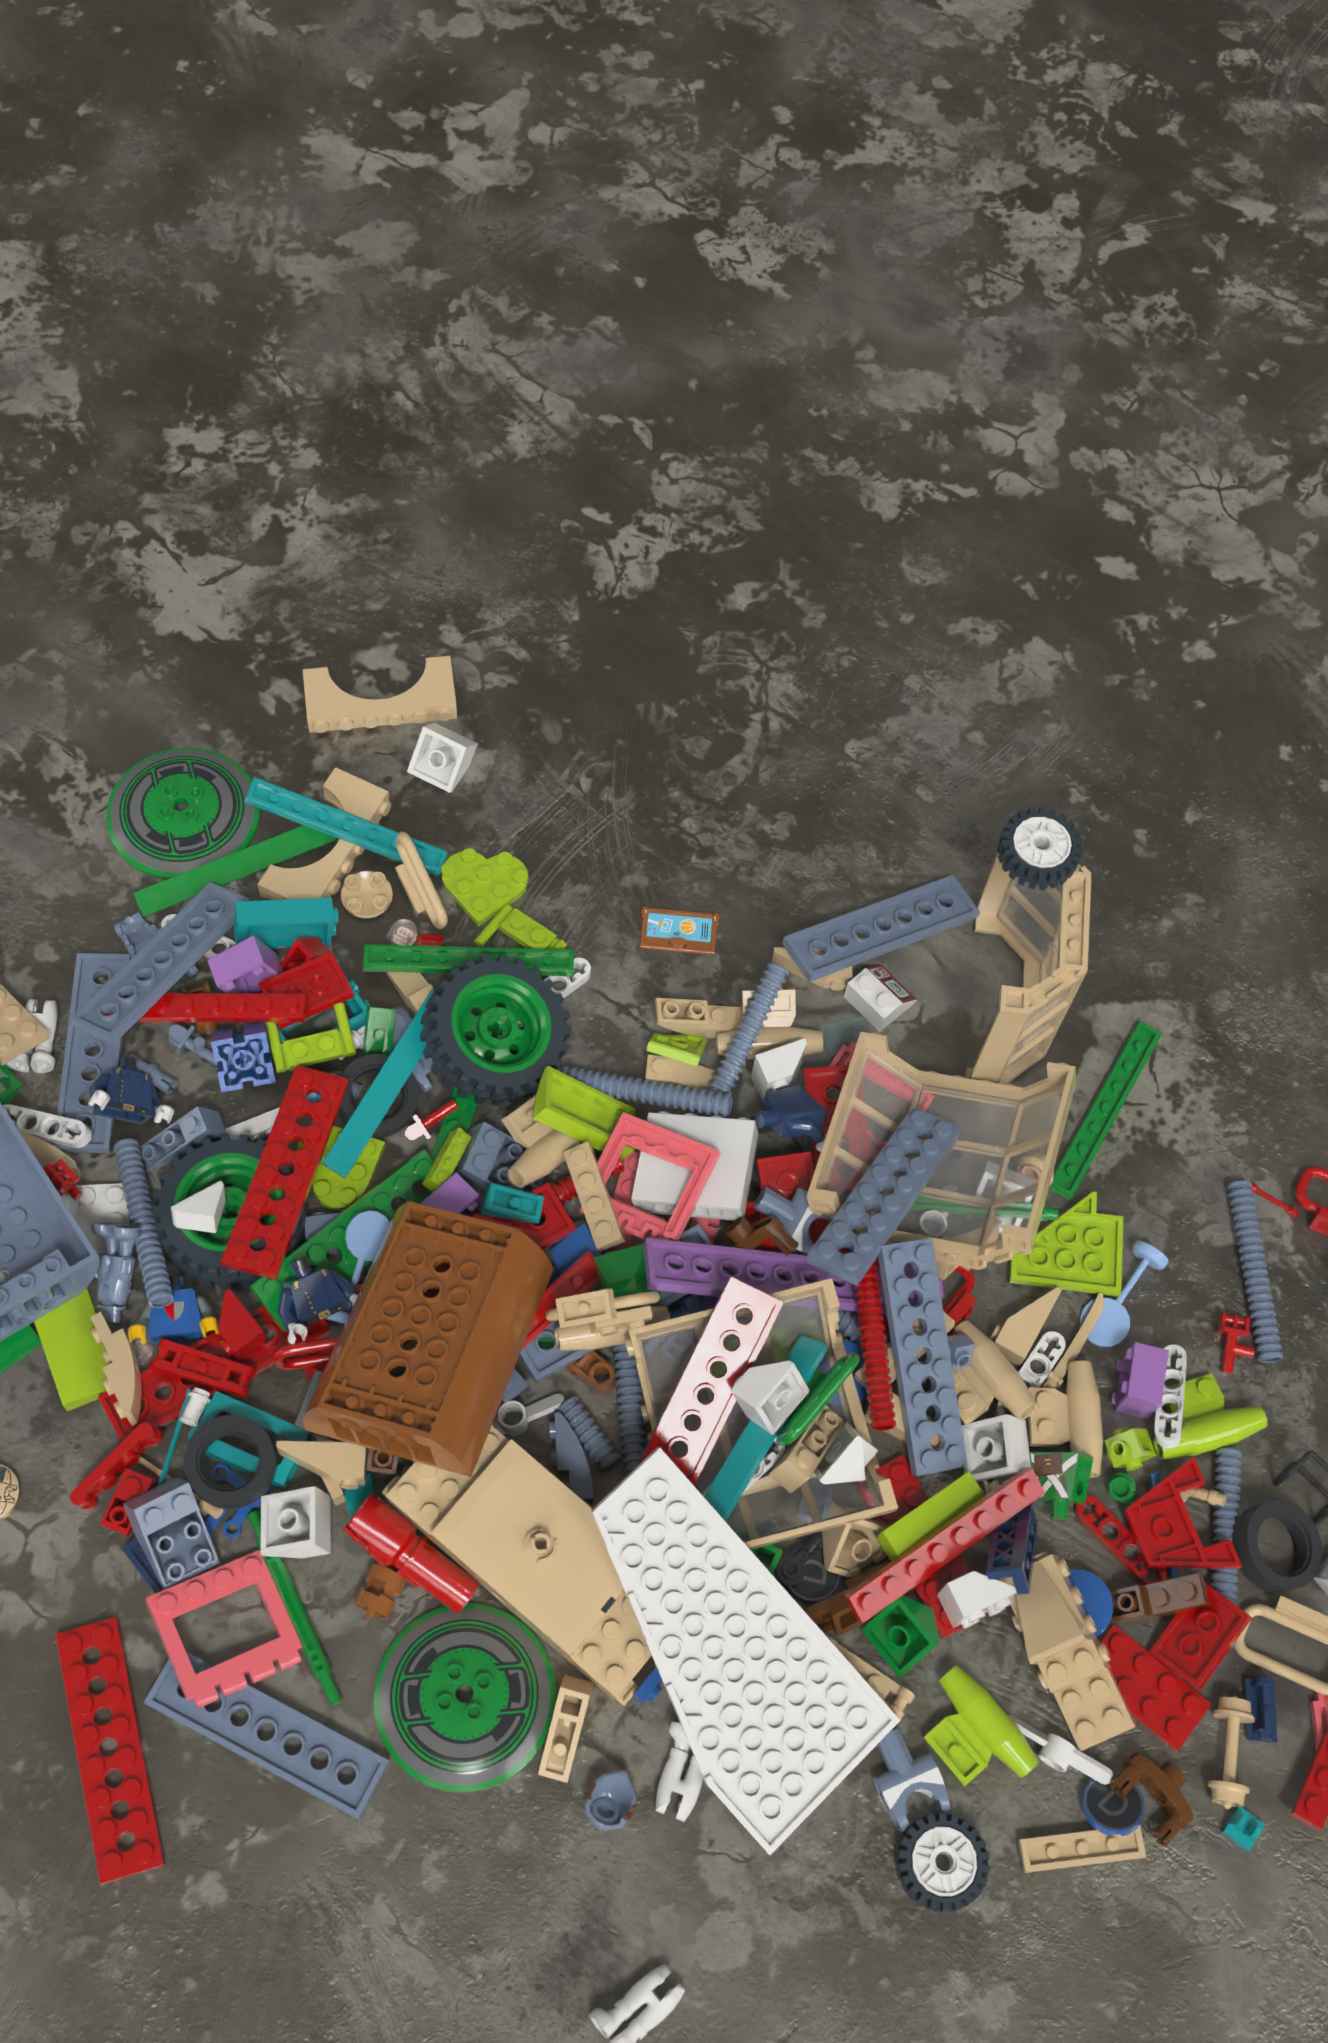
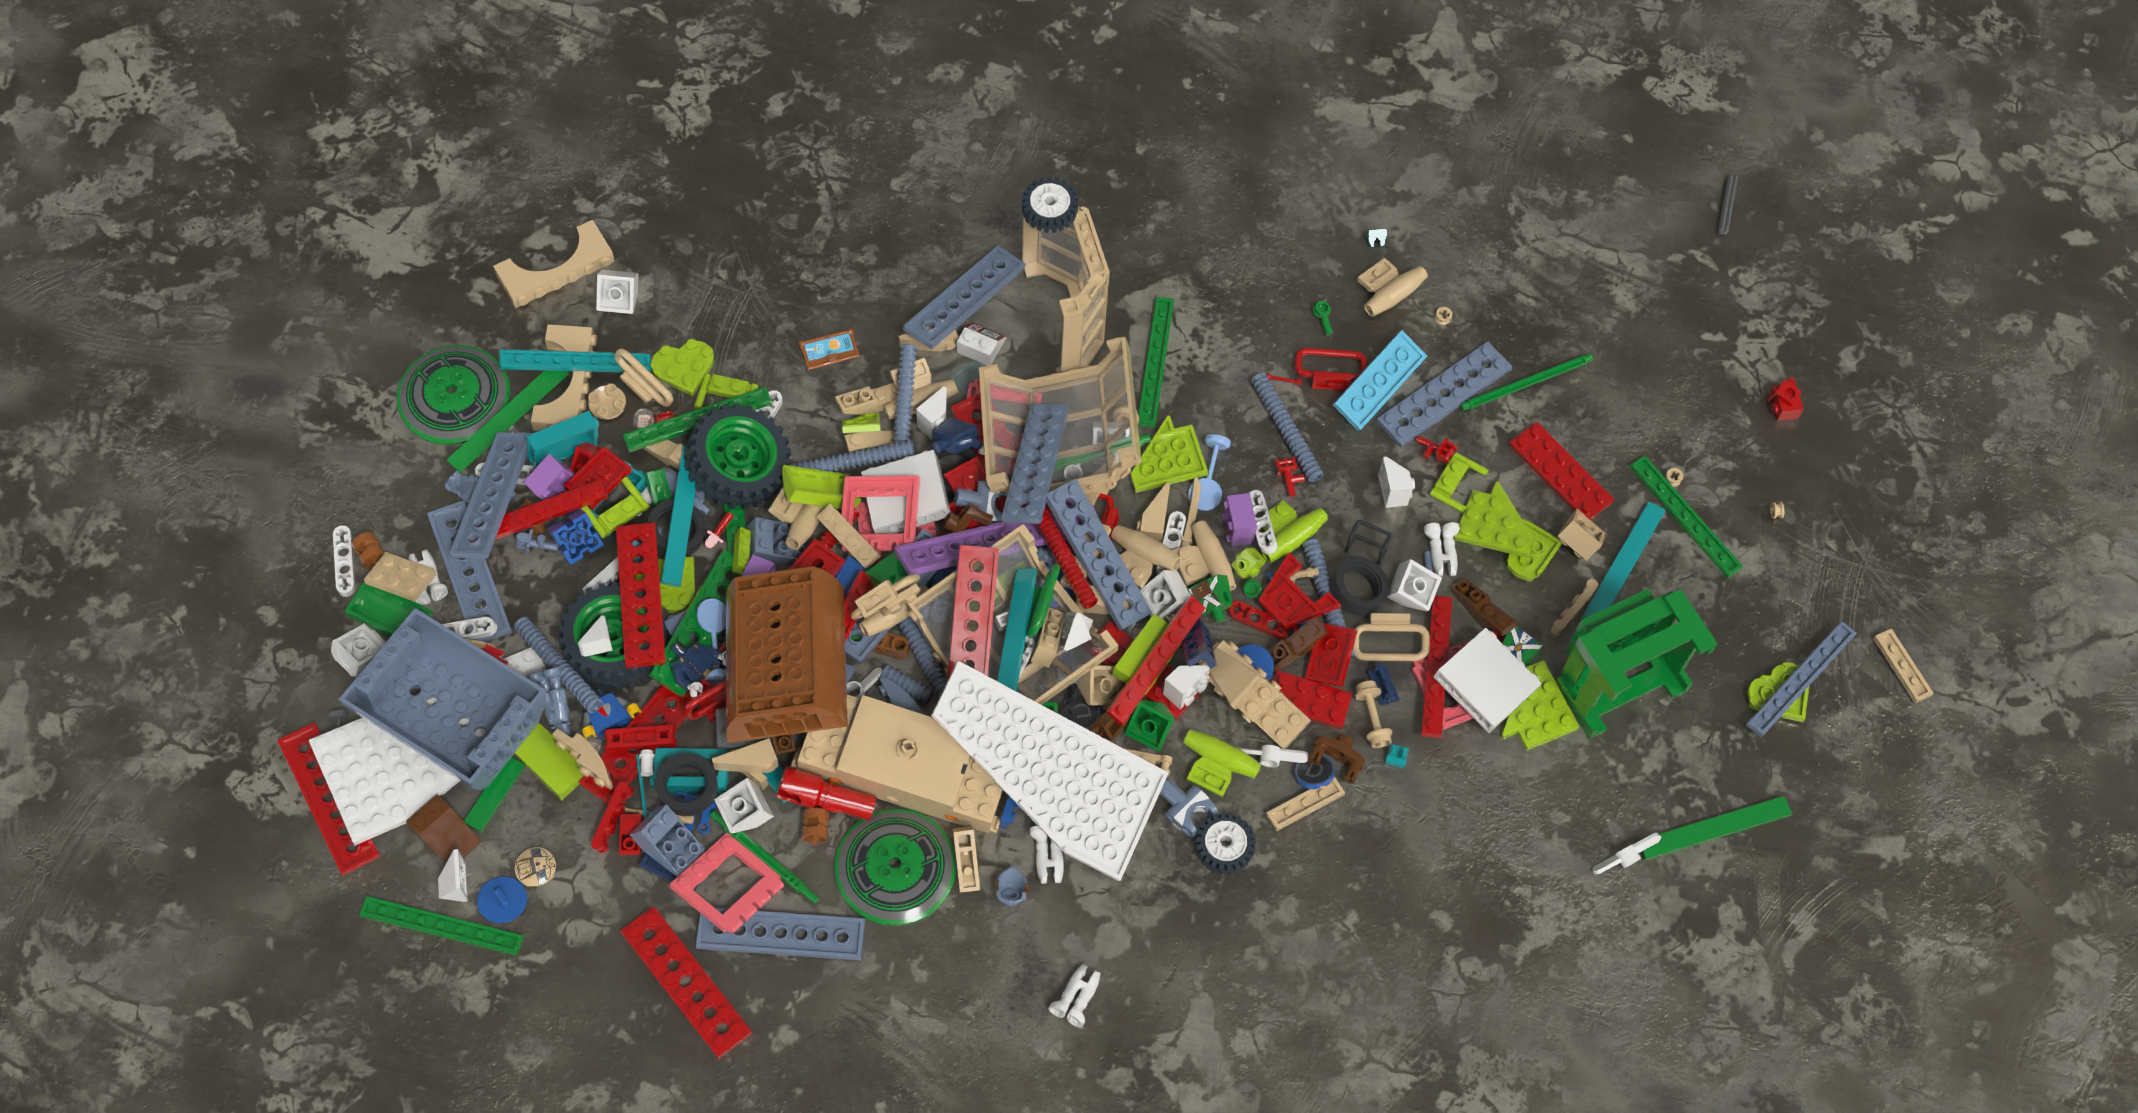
camera: 20 degrees left, 0 degrees up
(127, 1095) = (509, 590): dark blue torso -> none
(158, 1078) = (514, 572): sand blue pin -> none
(186, 1131) = (556, 604): sand blue slope -> none
(237, 1328) = (653, 704): red slope -> none
(512, 1204) = (797, 559): teal slope -> none
(770, 1393) = (1012, 608): white slope -> none
(961, 1350) = (1121, 543): sand blue plate -> none

